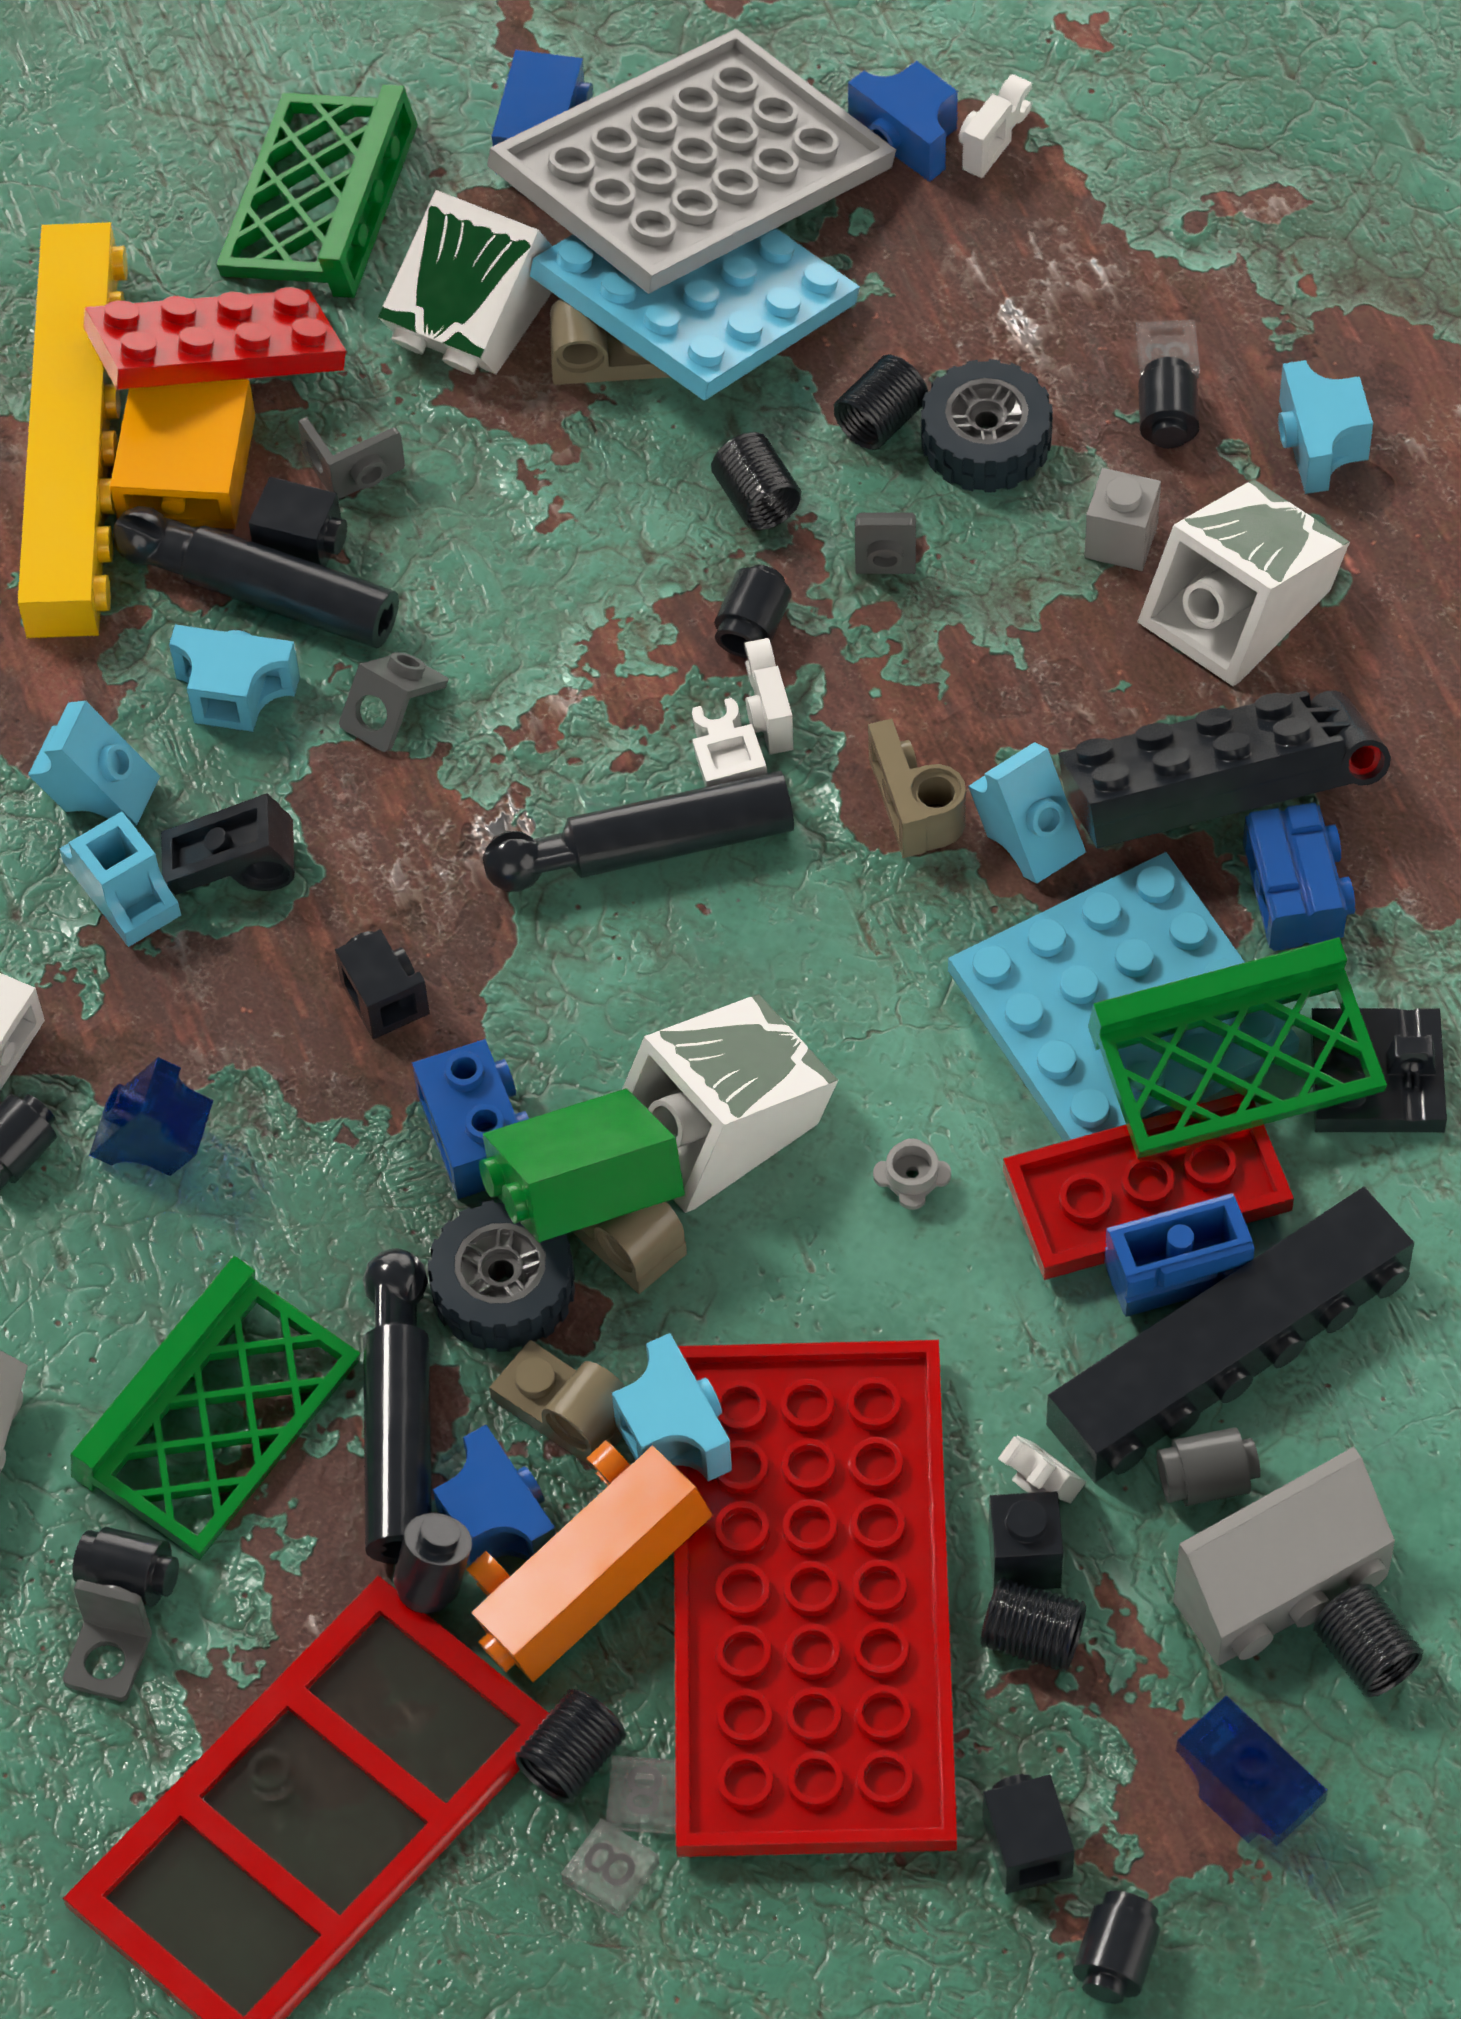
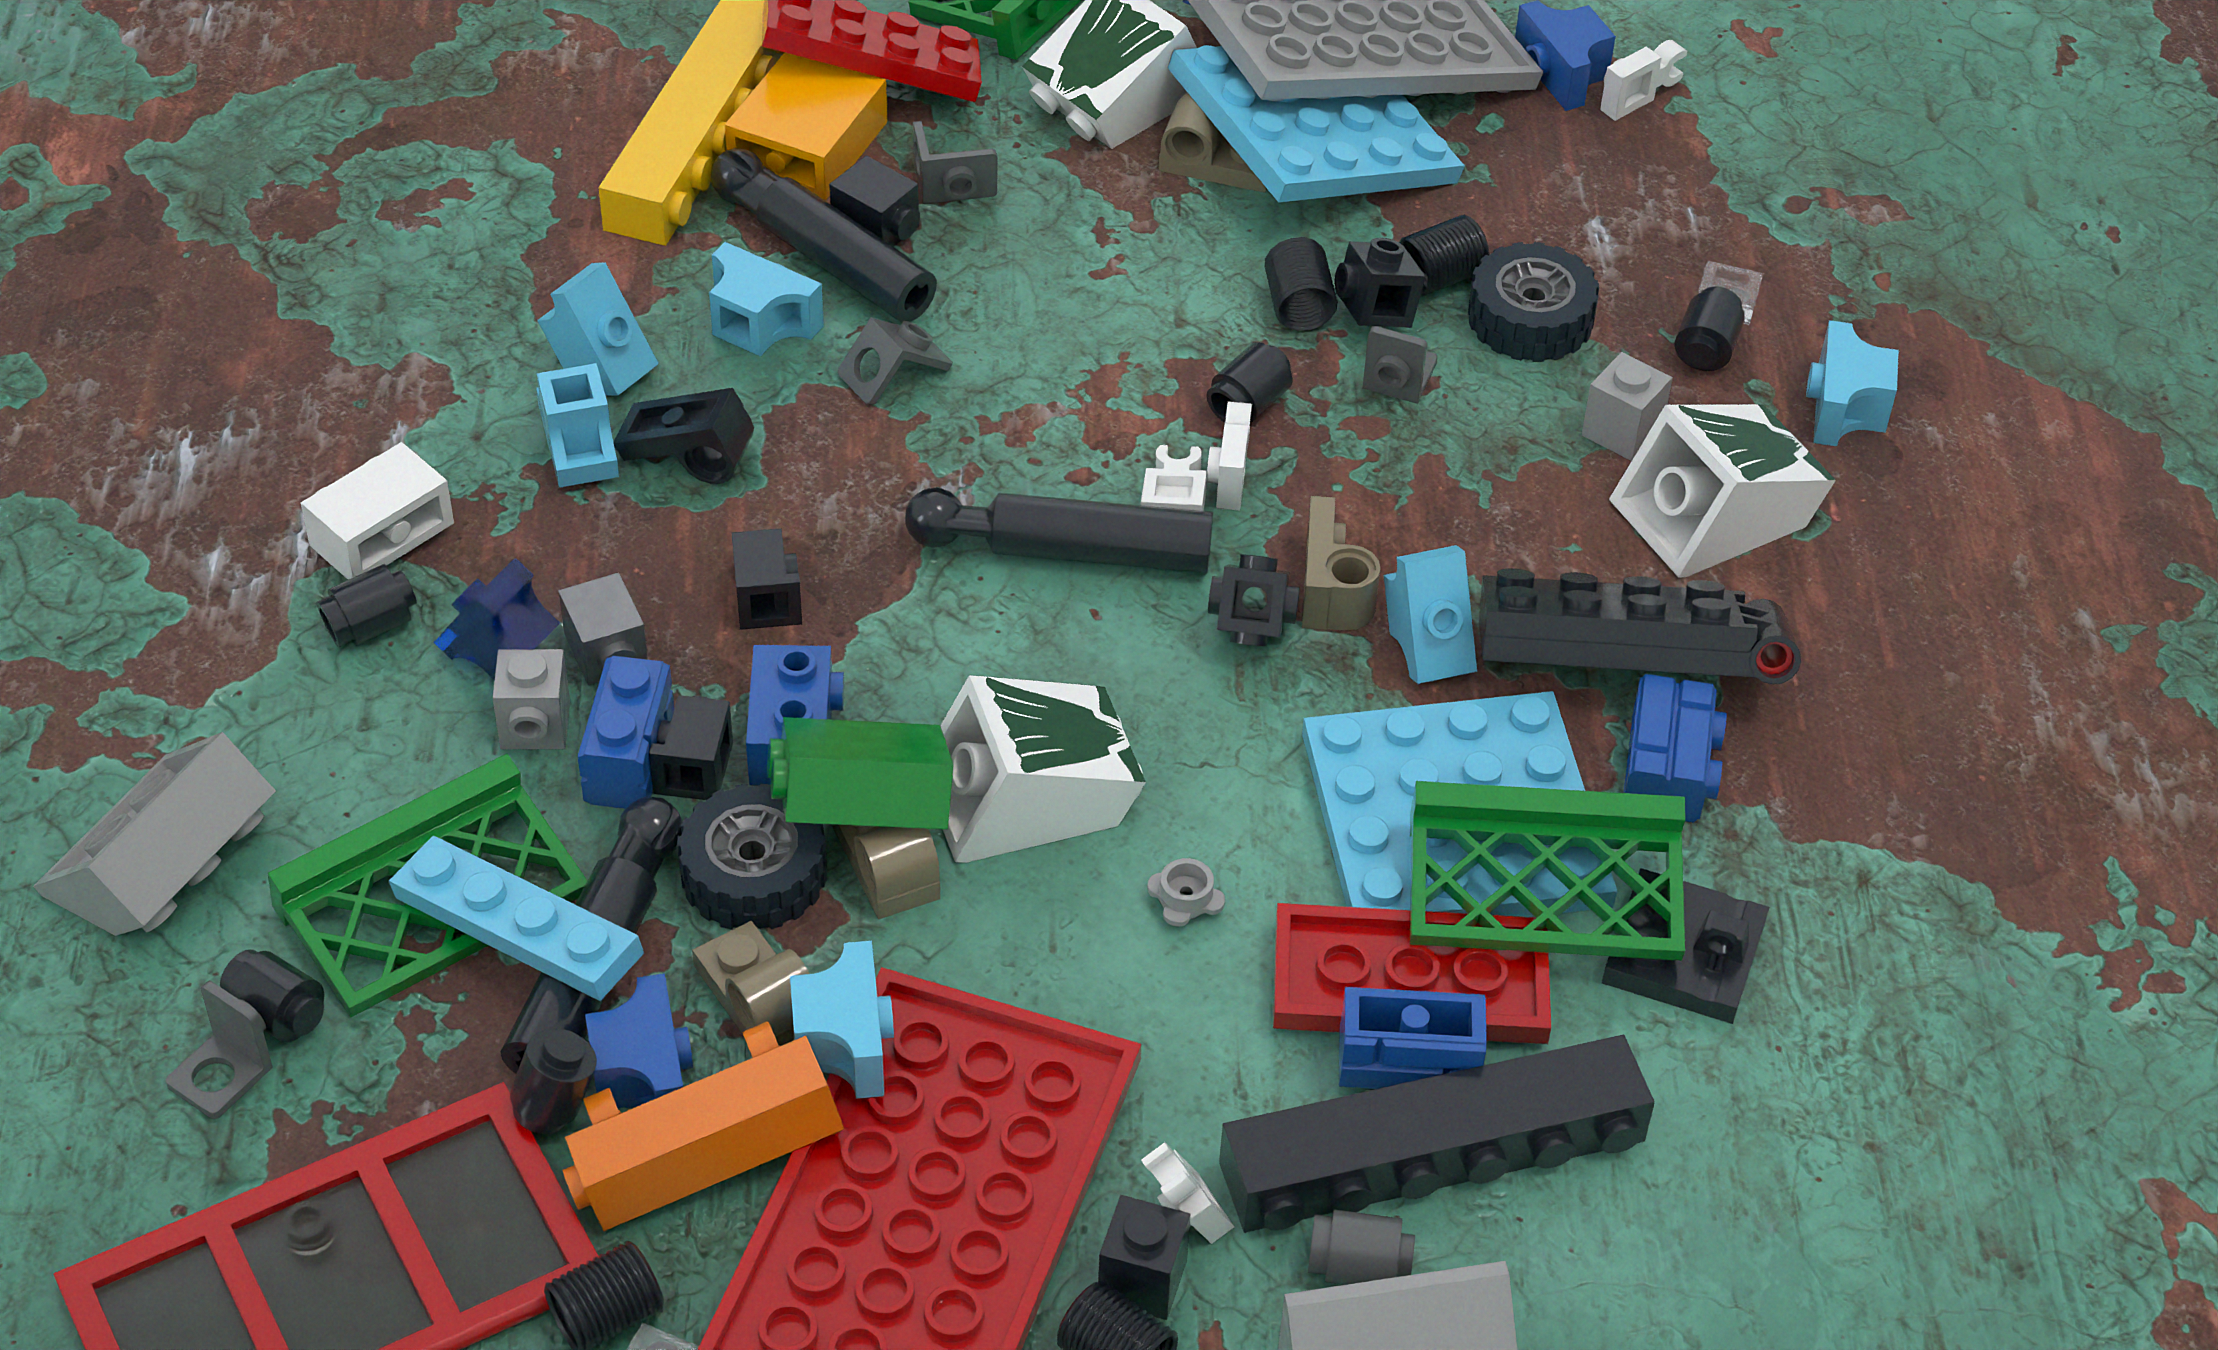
camera: 15 degrees right, 10 degrees down
(221, 1186) = (531, 699): none -> light grey brick
(252, 1088) = (601, 624): none -> flat silver brick
(323, 1417) = (517, 917): none -> medium azure plate
(328, 1191) = (620, 730): none -> blue brick
(395, 1184) = (692, 749): none -> black brick
(836, 459) = (1379, 283): none -> black brick
(869, 869) = (1247, 625): none -> black brick

